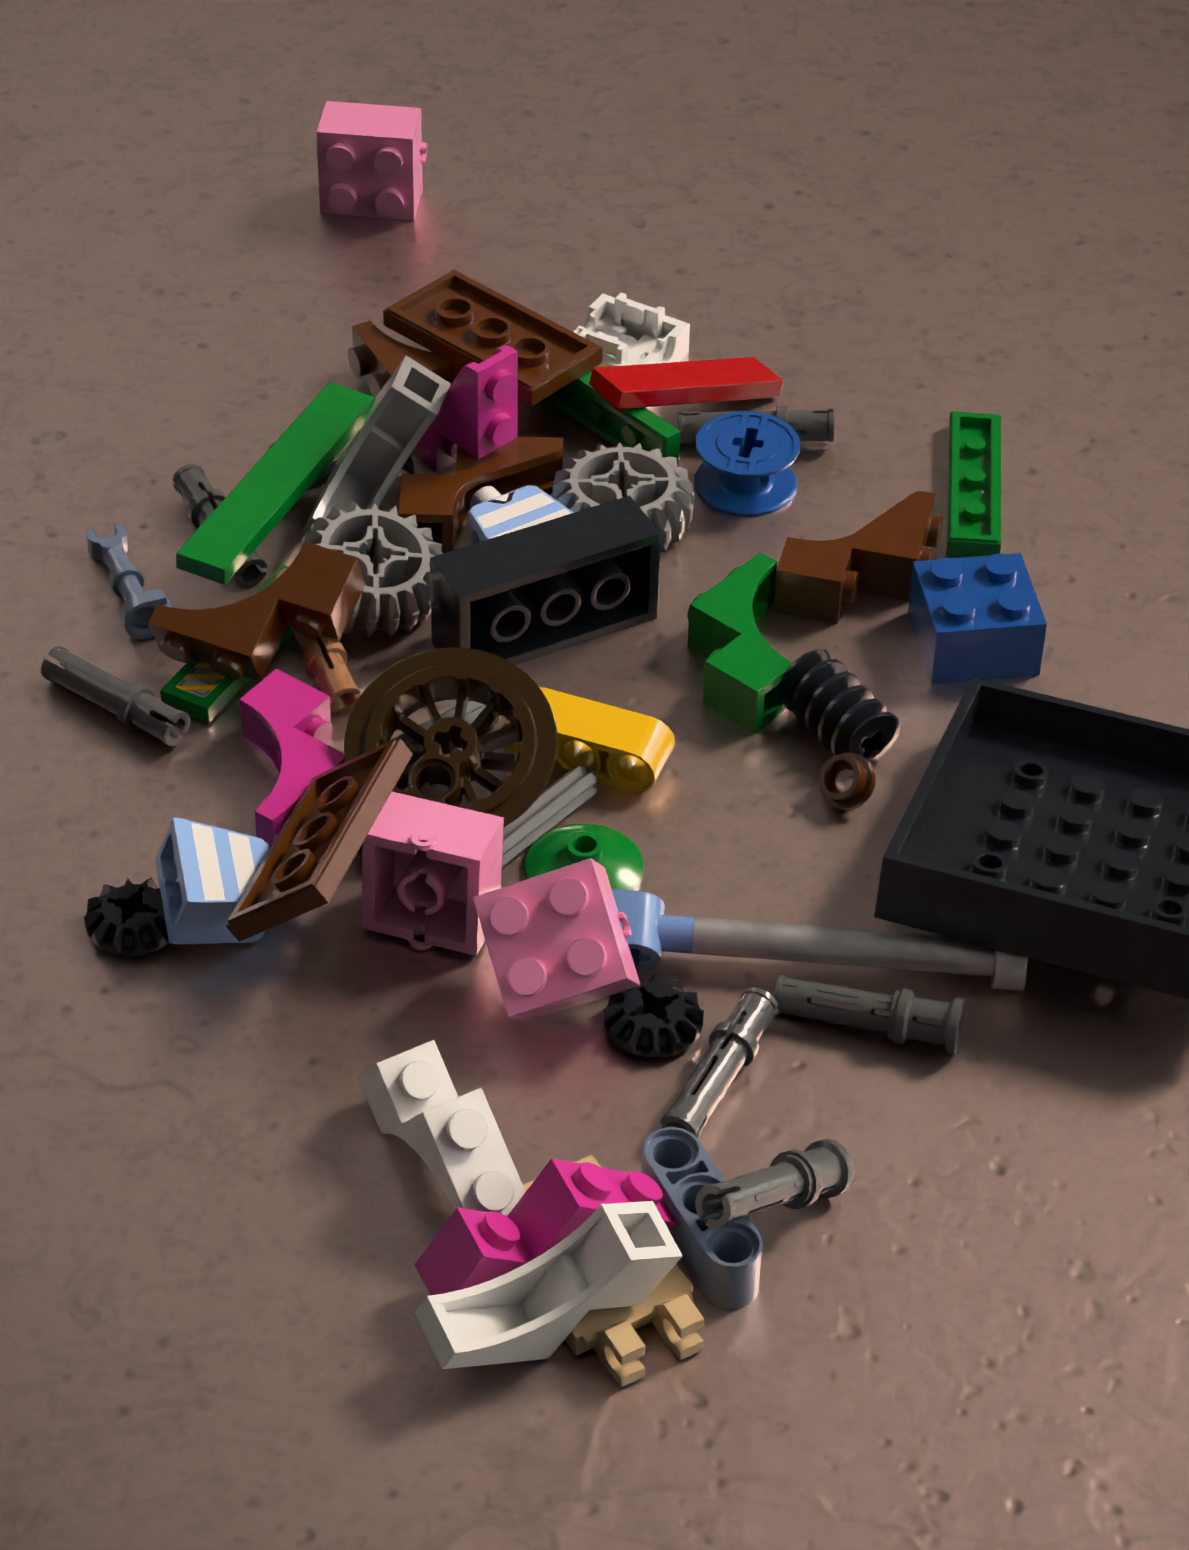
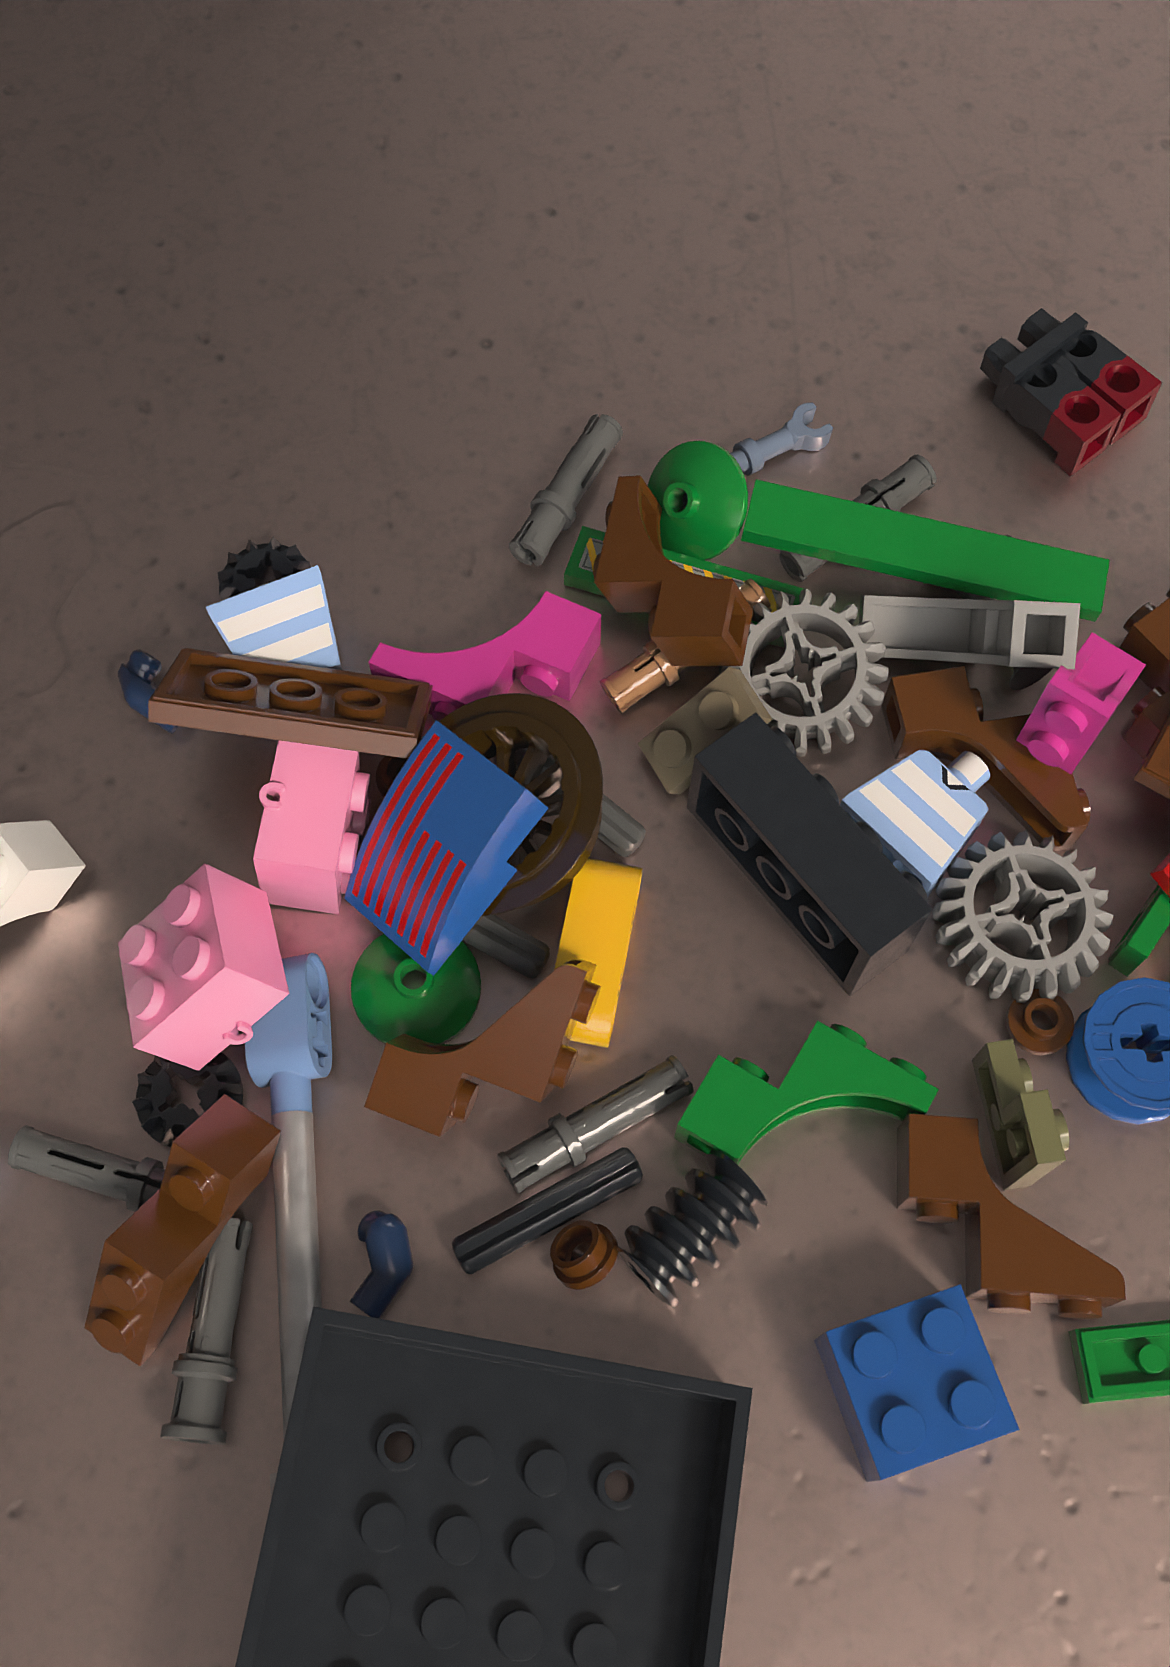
camera: 80 degrees right, 25 degrees up
(139, 380) = (1069, 387): none -> hips
(152, 582) = (715, 499): none -> green dish
(238, 1007) = (138, 684): none -> dark blue arm
(403, 617) = (697, 725): none -> dark tan plate
(494, 757) = (440, 847): none -> blue slope
(669, 764) = (520, 1052): none -> reddish brown arch
(711, 516) = (1029, 1036): none -> reddish brown plate
(746, 775) = (580, 1132): none -> dark grey pin
(802, 1004) = (165, 1242): none -> reddish brown arch
(804, 804) = (547, 1210): none -> black axle
(807, 514) = (1022, 1123): none -> olive plate
(834, 900) = (389, 1261): none -> dark blue arm

